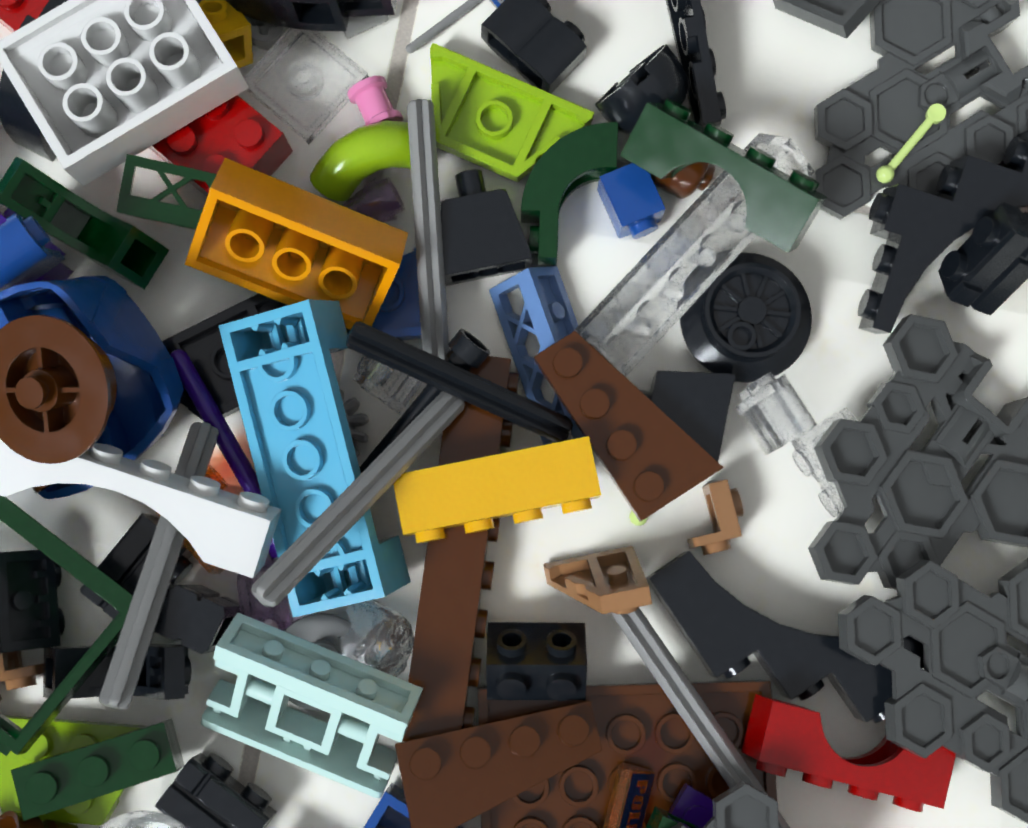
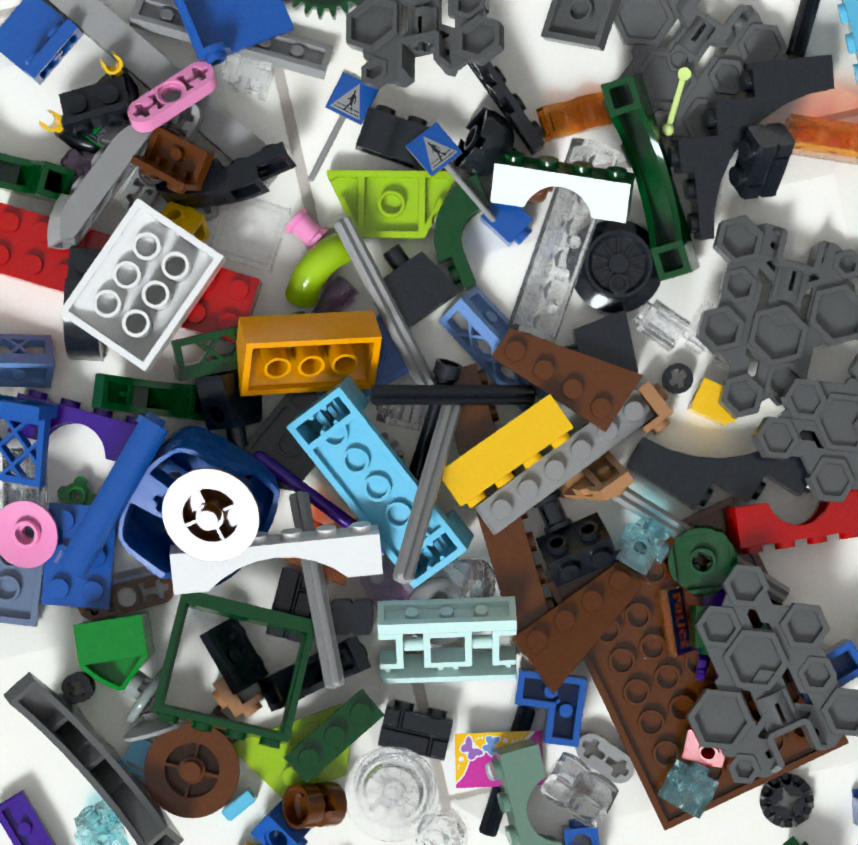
camera: 30 degrees left, 5 degrees up
(163, 278) = (226, 408): none -> black torso
(525, 597) = (553, 513): none -> black bush
(561, 540) = (560, 465): none -> light grey plate
(580, 71) = (436, 151): none -> piece
(627, 696) = (644, 545): none -> clear light blue brick
(672, 764) = (690, 574): none -> dark green plate
(770, 111) = (573, 116): none -> clear orange slope
(774, 505) = (687, 381): none -> black bush
(789, 545) = (706, 403): none -> yellow brick
(839, 256) = (639, 133): none -> dark green arch

